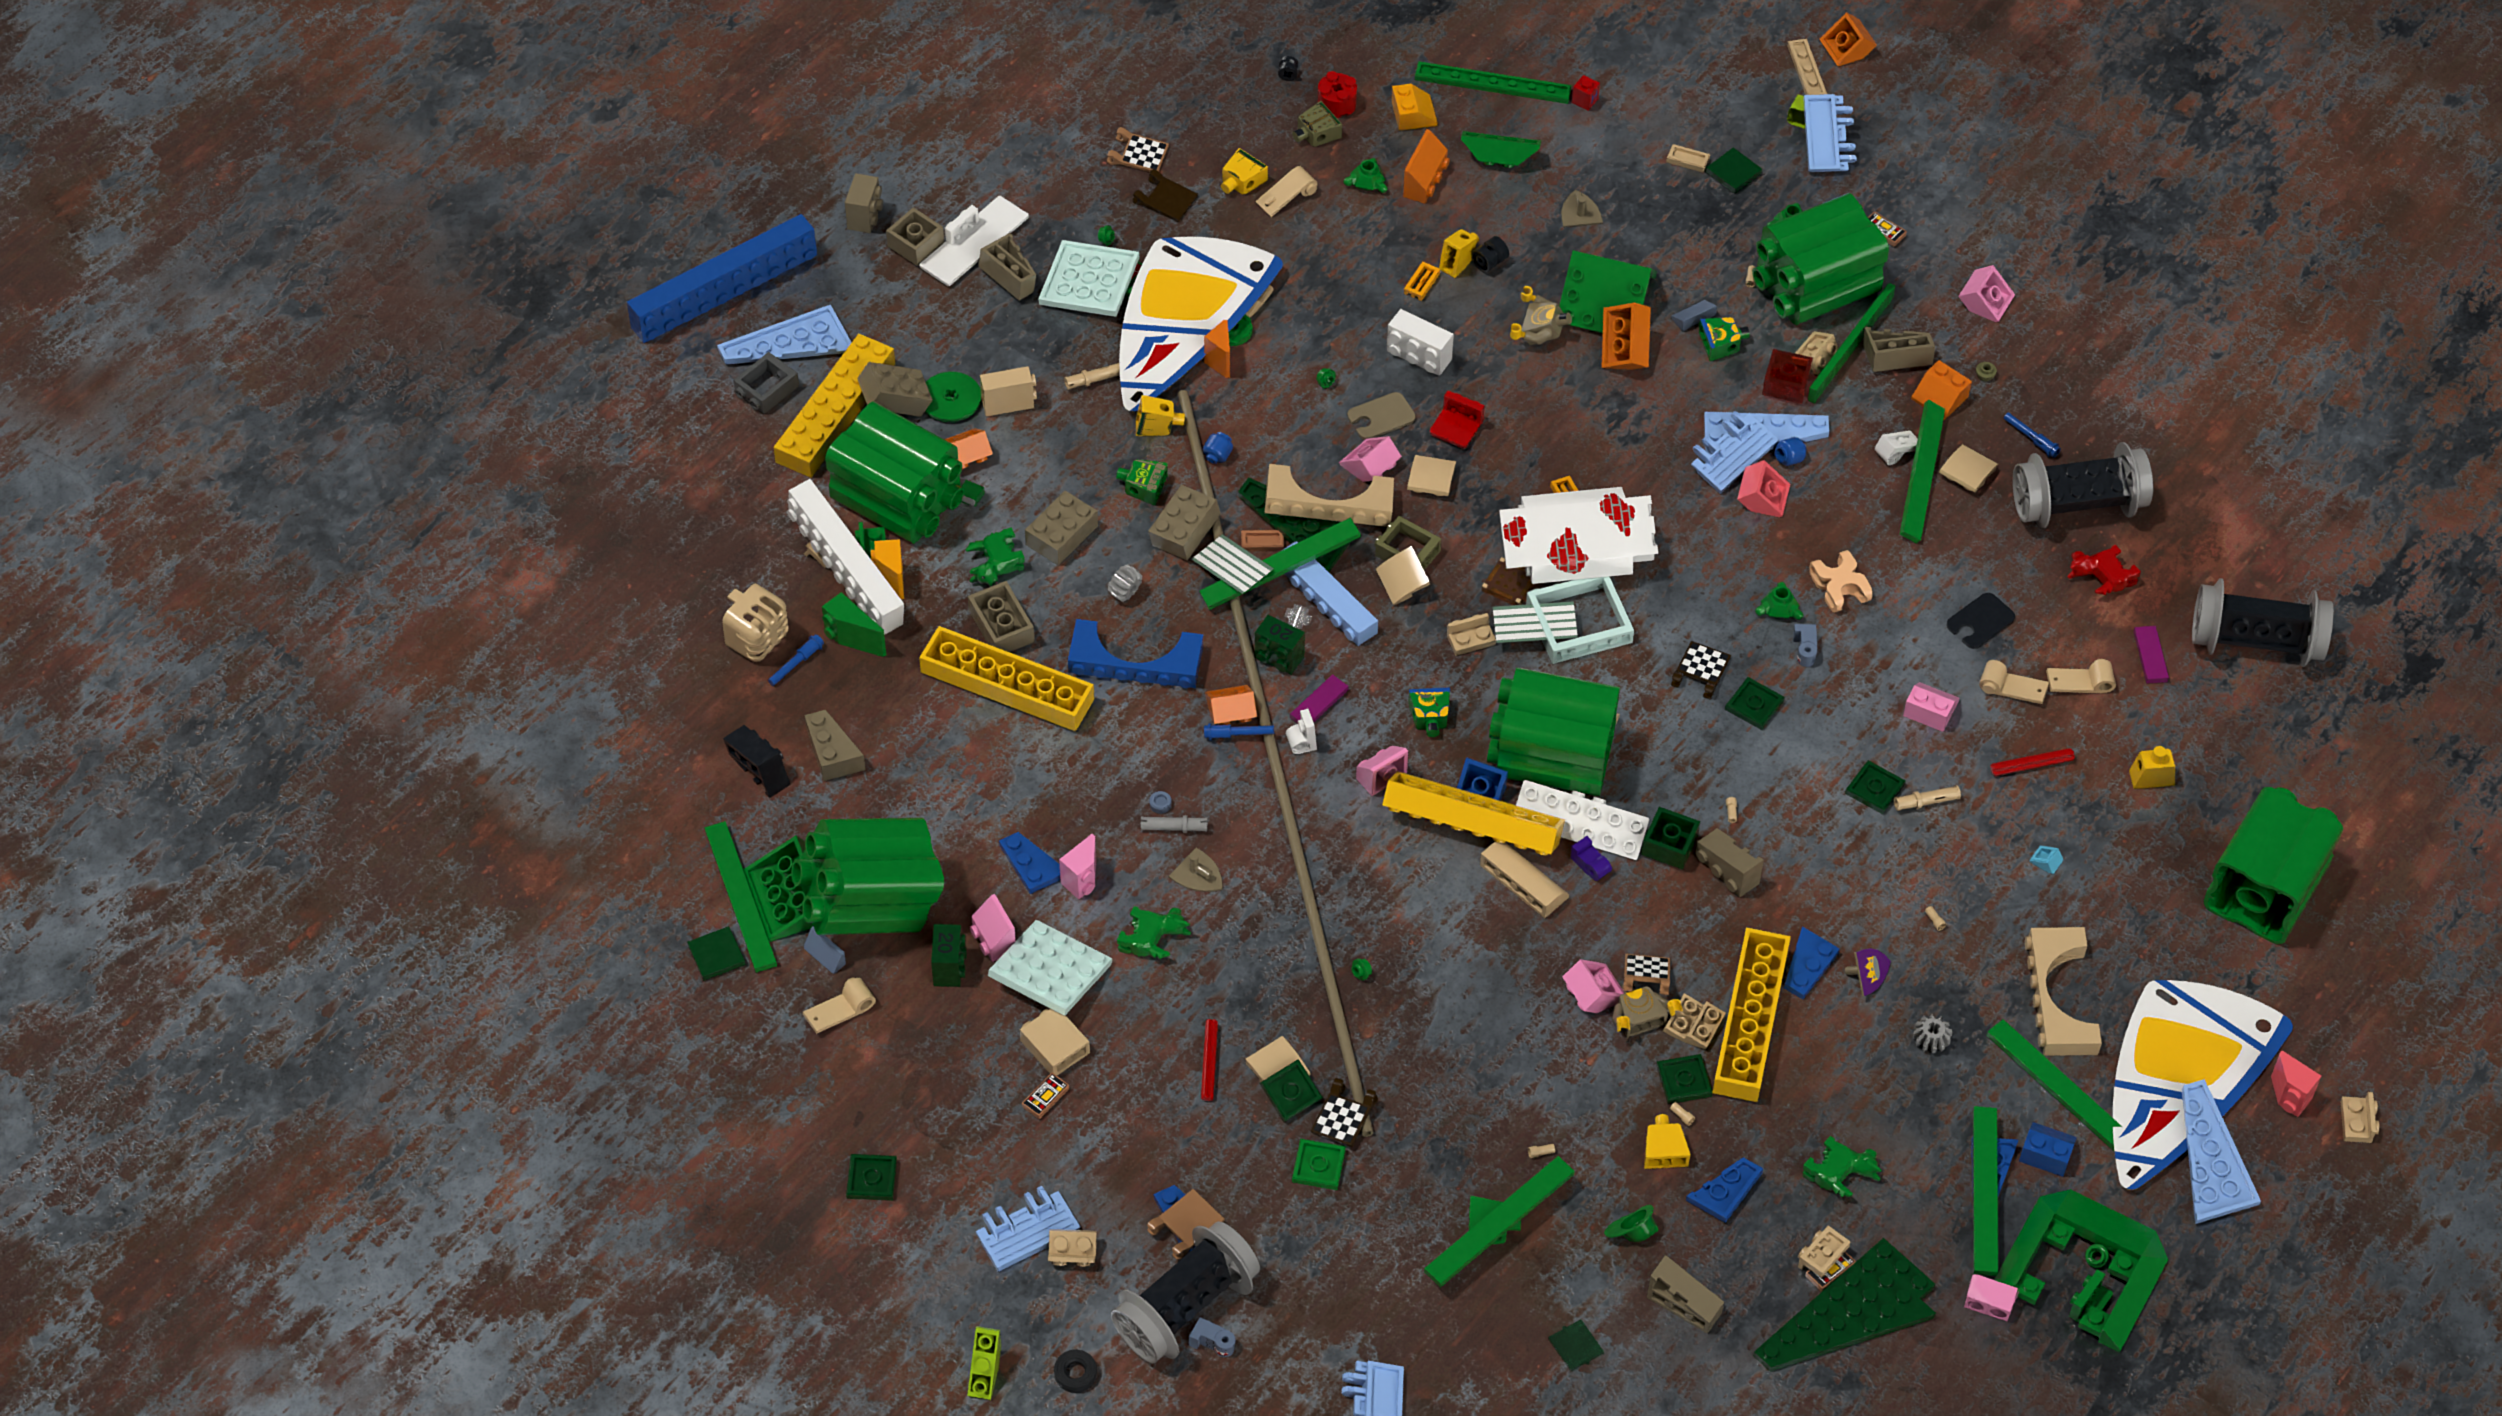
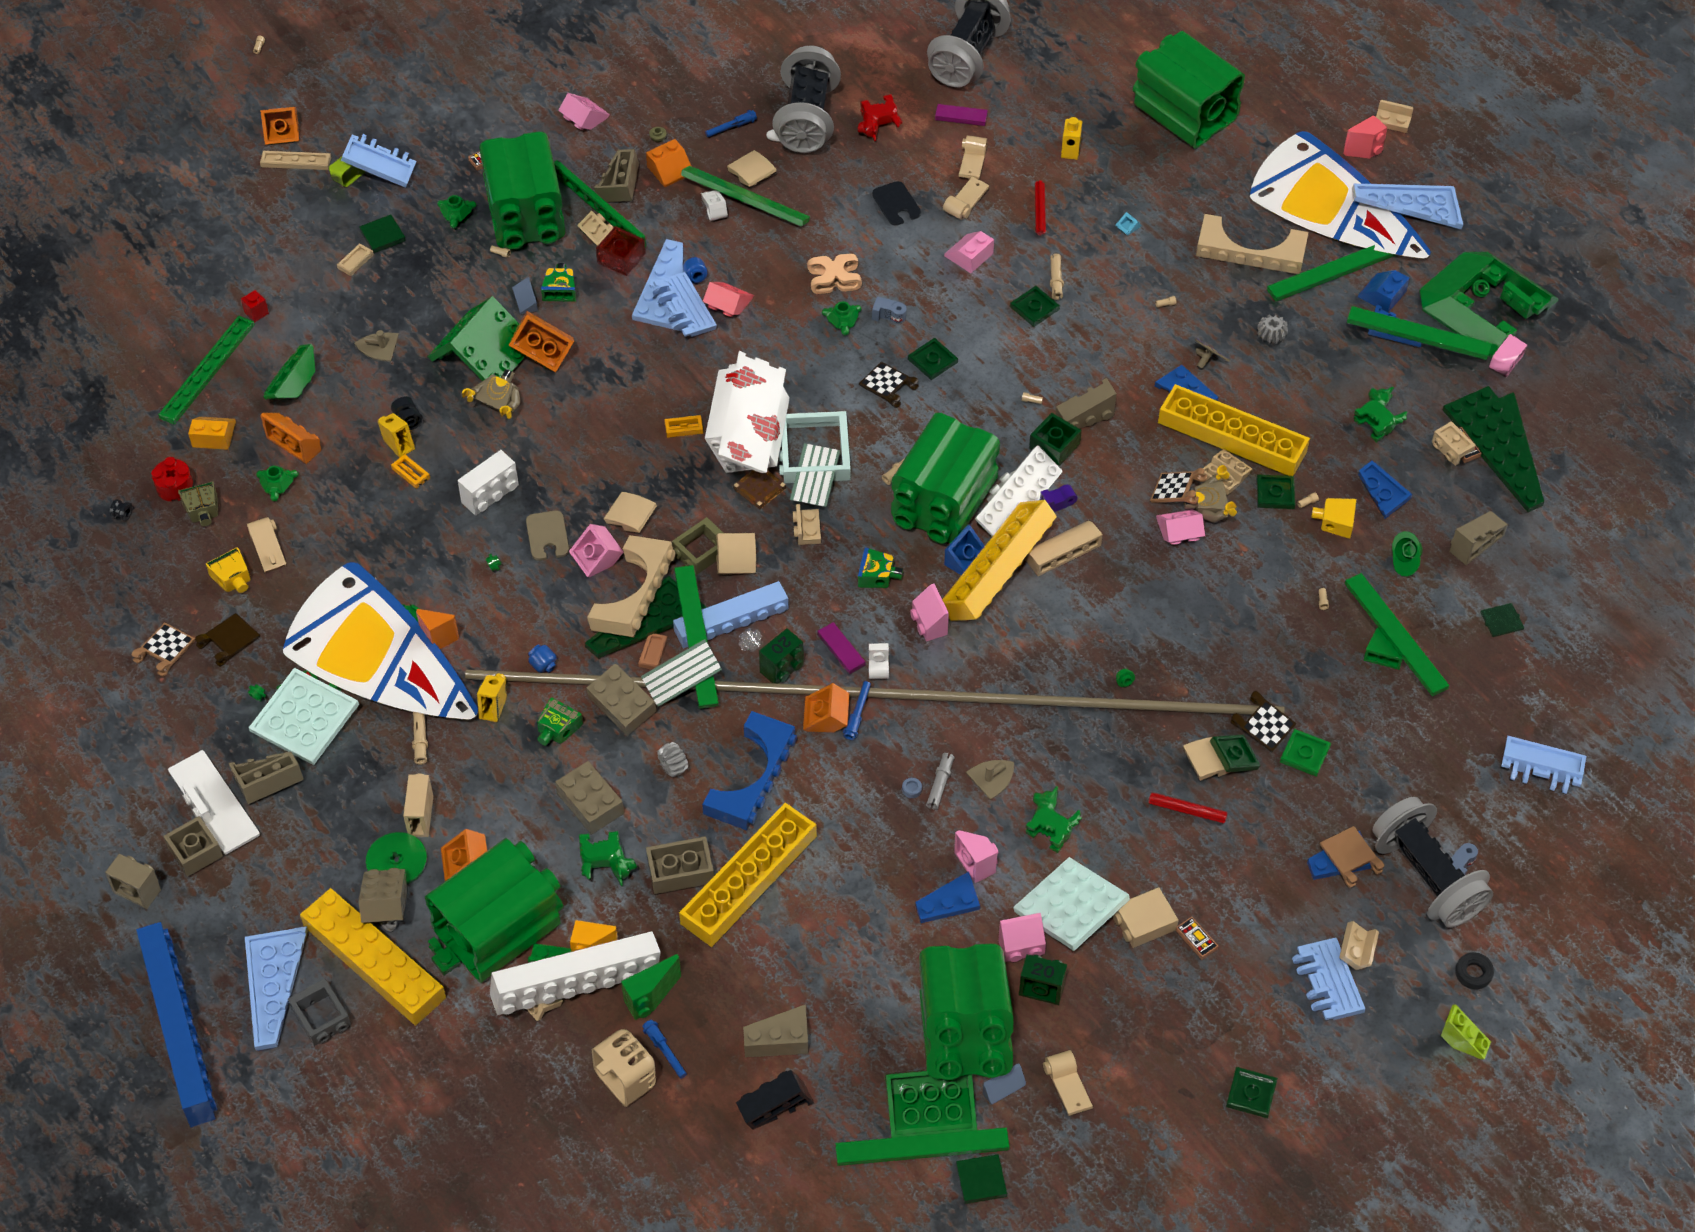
camera: 75 degrees left, 0 degrees up
(1458, 420) = (578, 480): red bracket -> none

